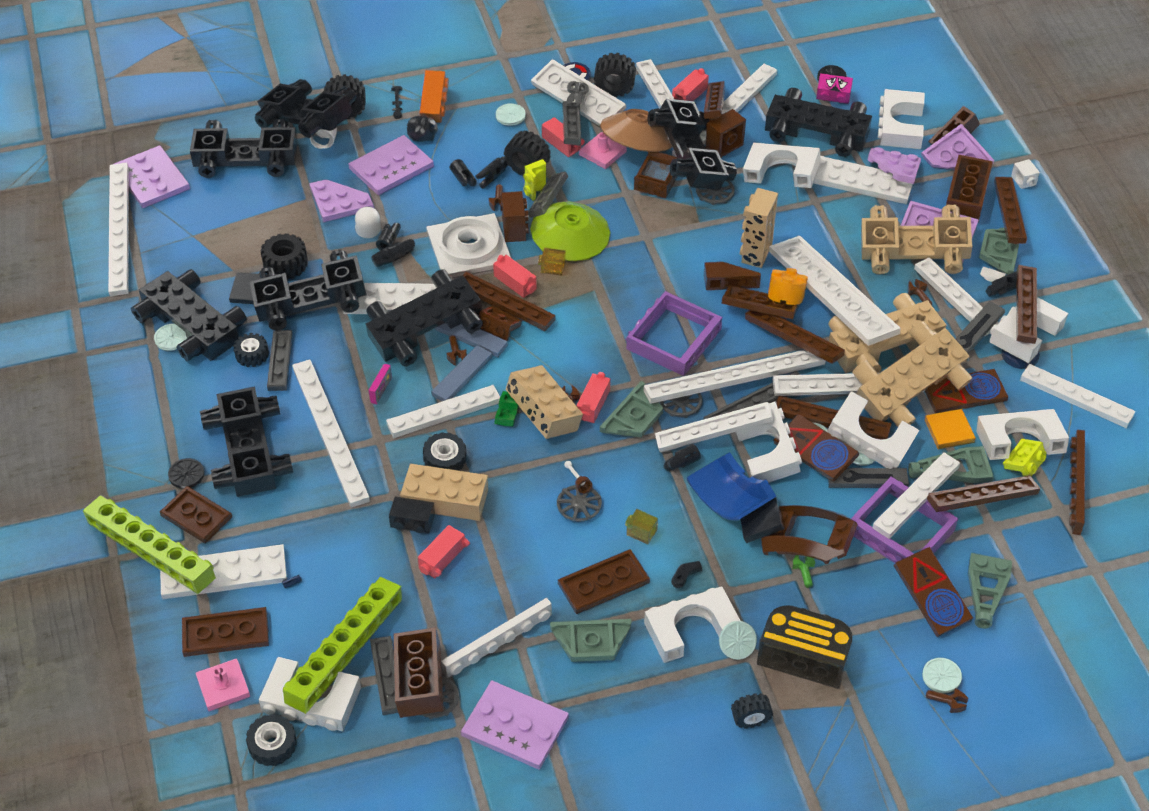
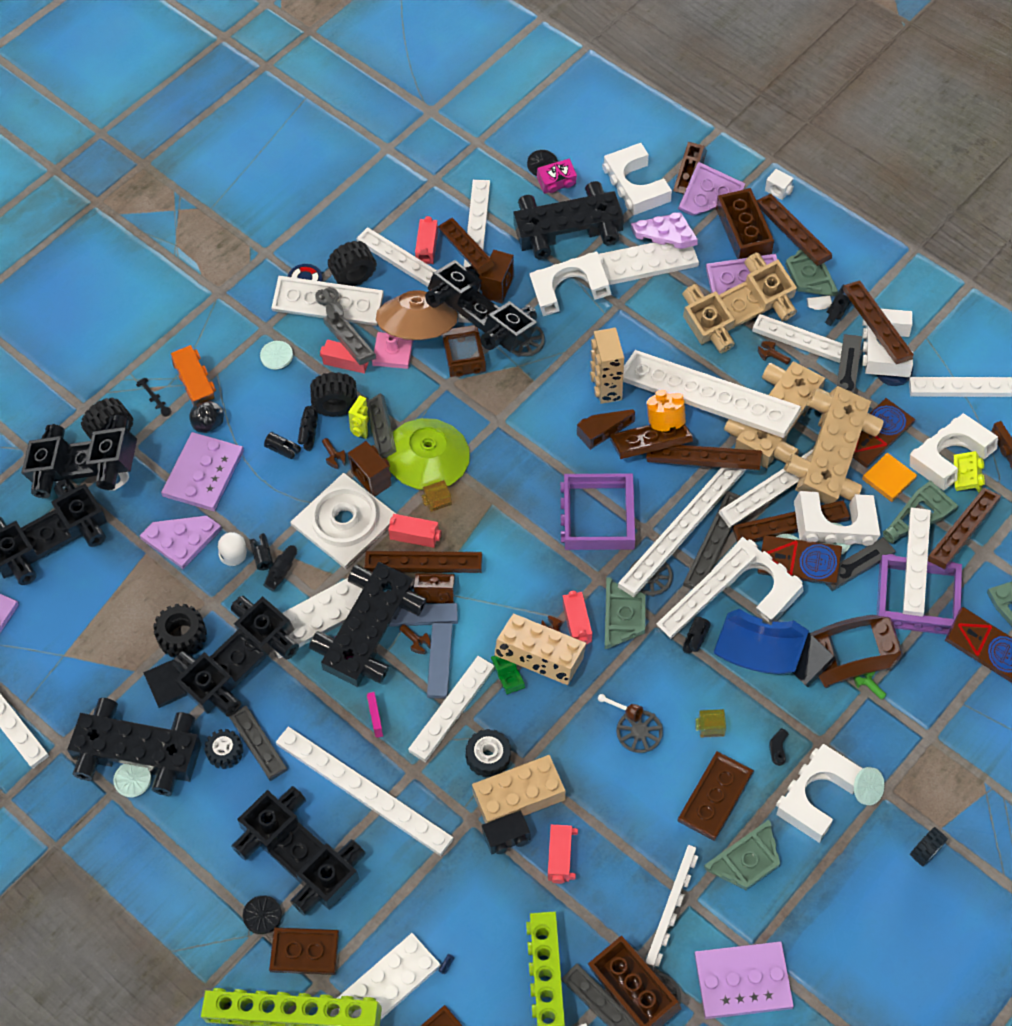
camera: 30 degrees left, 10 degrees up
(806, 645) = (930, 758): clear smoke brick -> none

